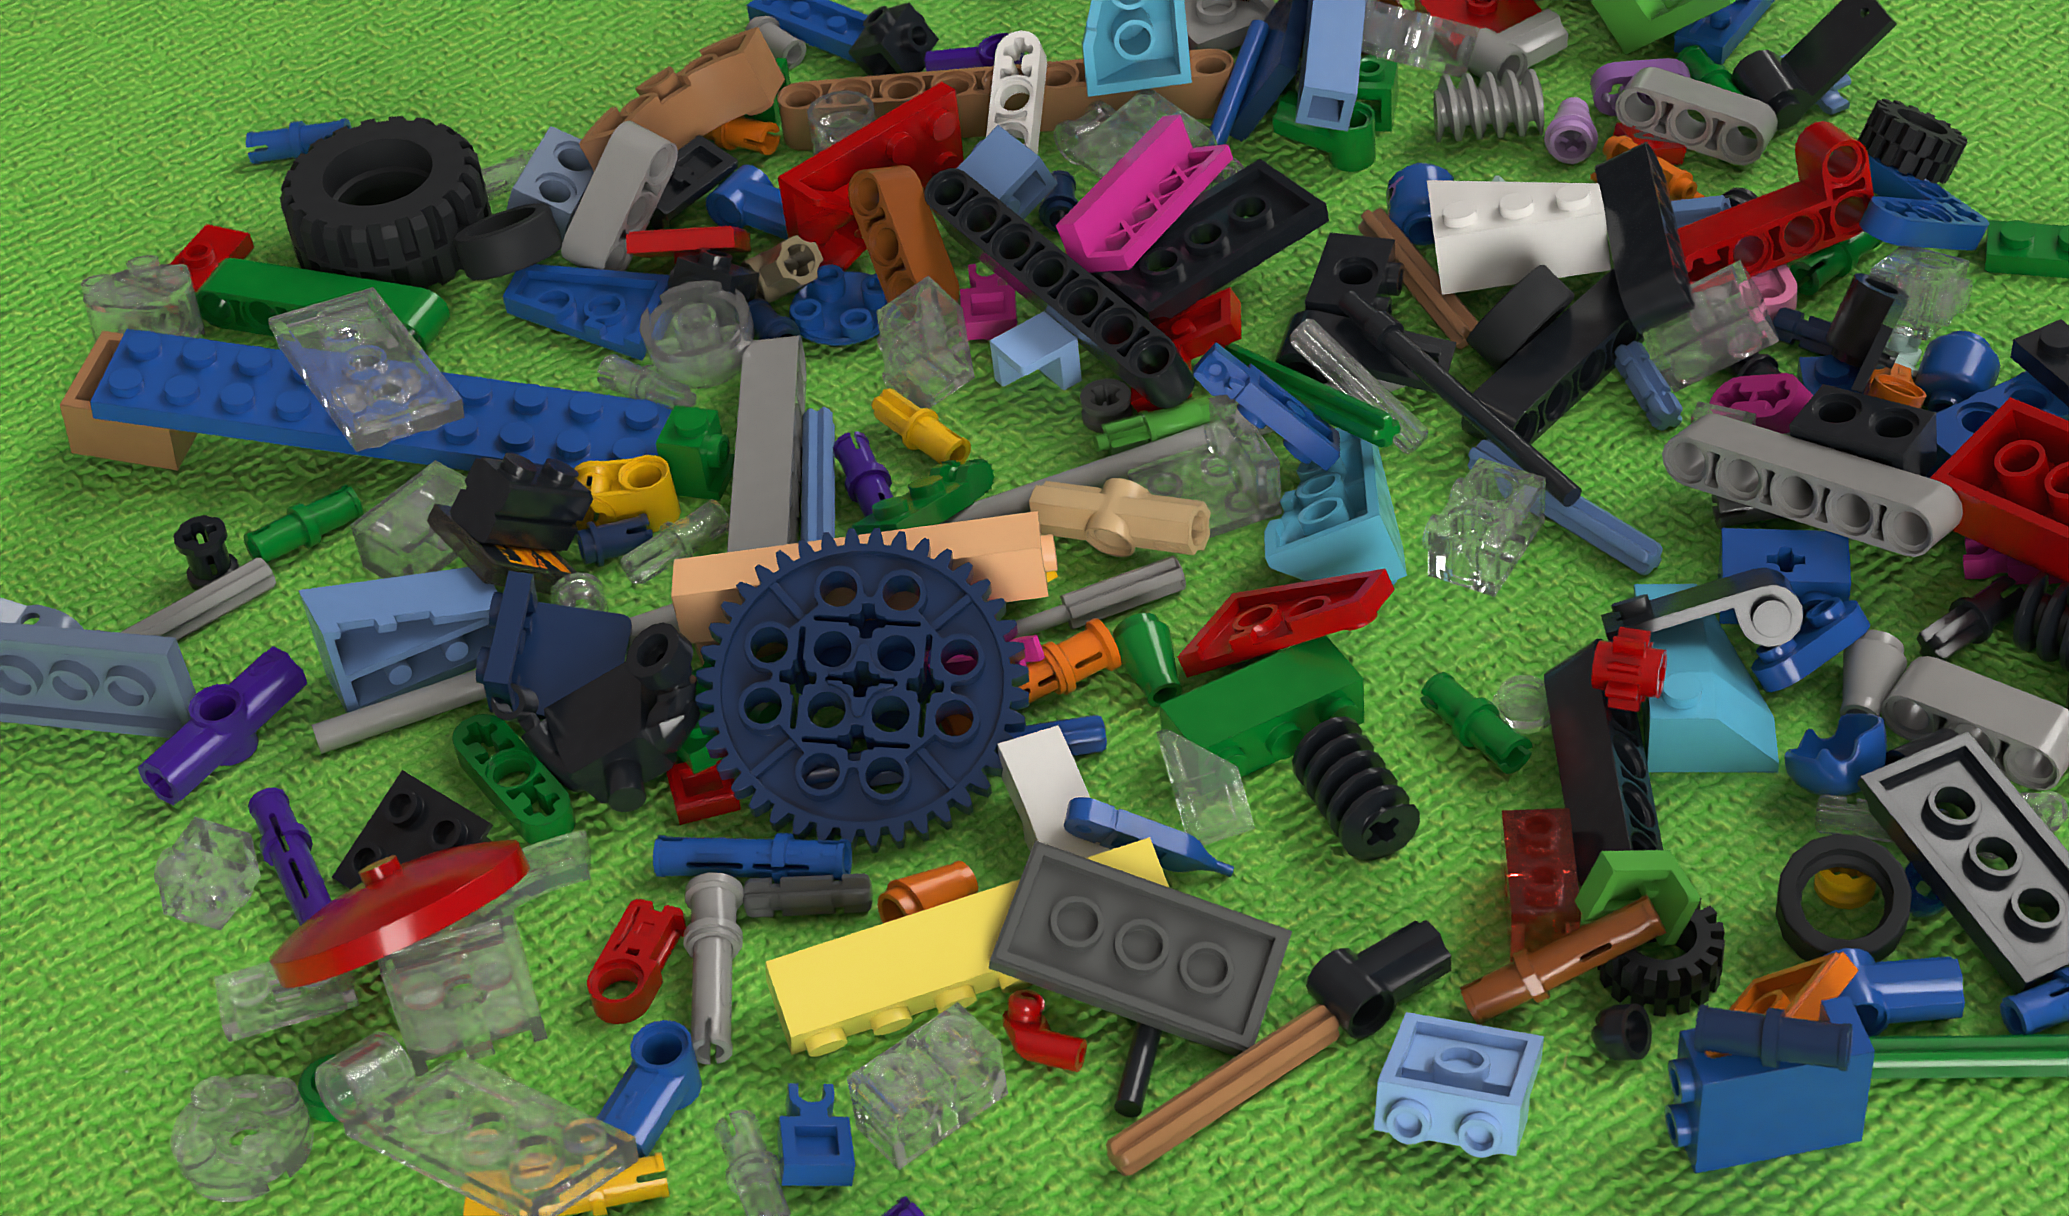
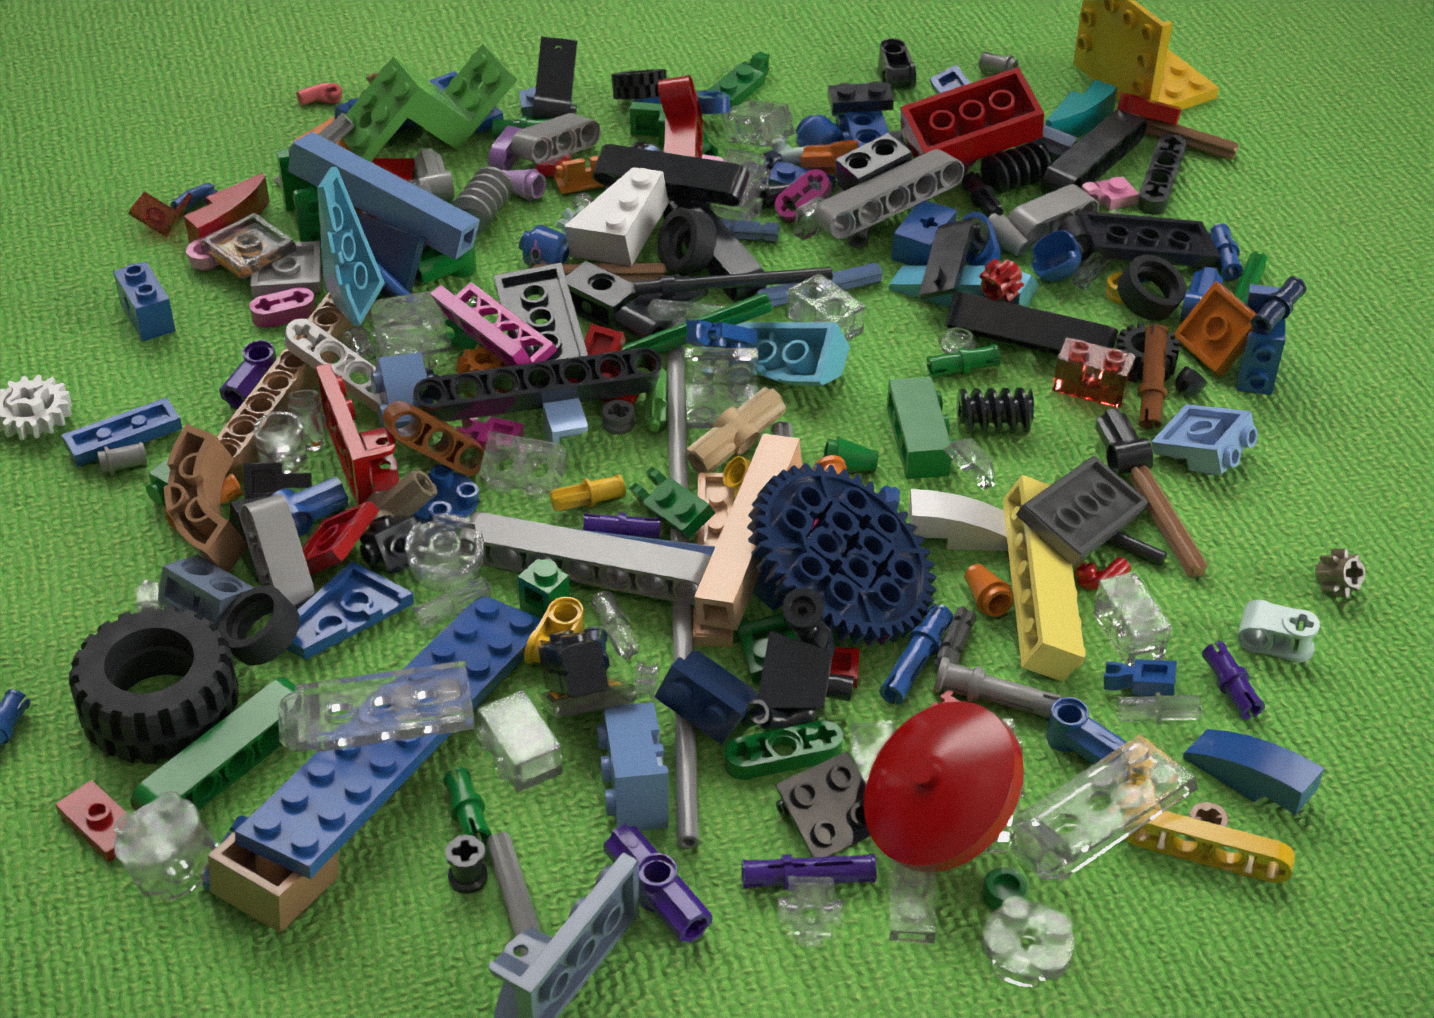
camera: 75 degrees left, 0 degrees up
(783, 151) = (268, 478): none -> black plate
(893, 41) = (200, 398): black brick -> none
(1115, 828) = (996, 491): blue piece -> none
(1284, 616) = (865, 391): red wing -> none
(1627, 876) = (1135, 329): bright green bracket -> none
(1865, 326) = (806, 134): black door -> none

